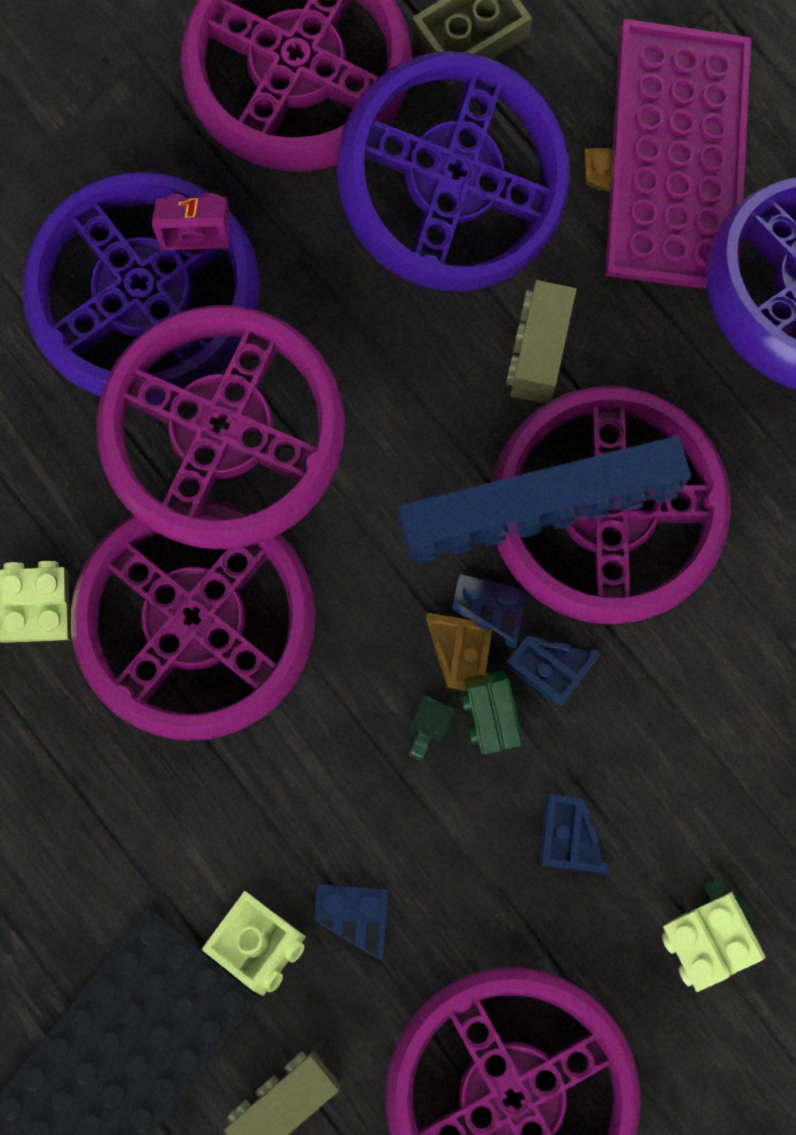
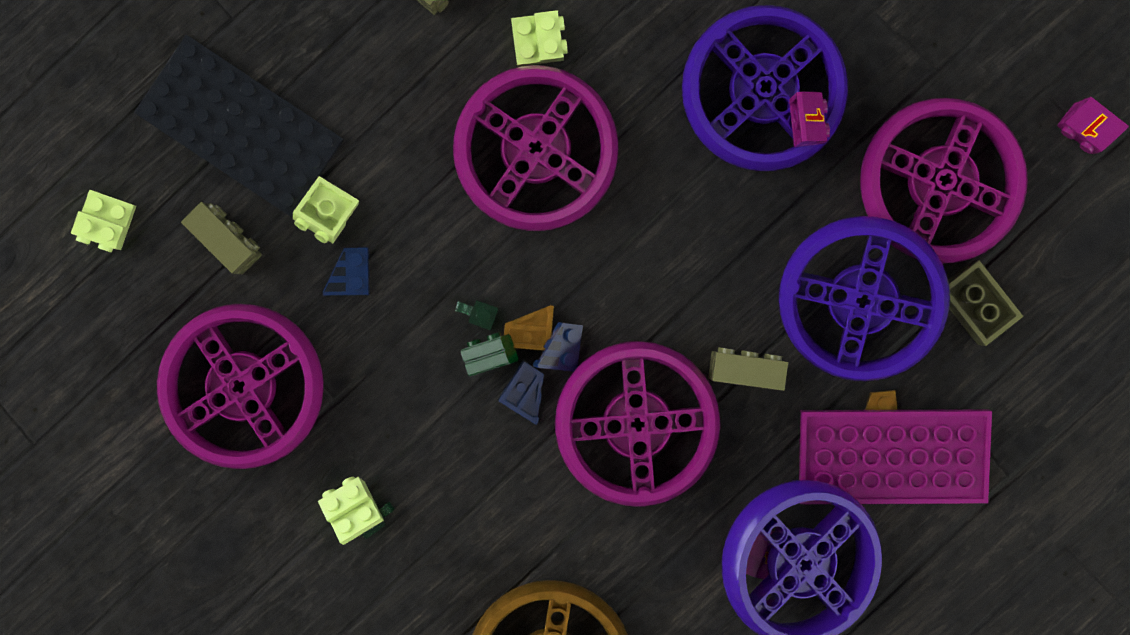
camera: 85 degrees right, 10 degrees up
(261, 339) = (726, 176): magenta wheel -> none
(543, 499) = (630, 378): dark blue brick -> none
(568, 836) = (412, 411): dark blue wing -> none

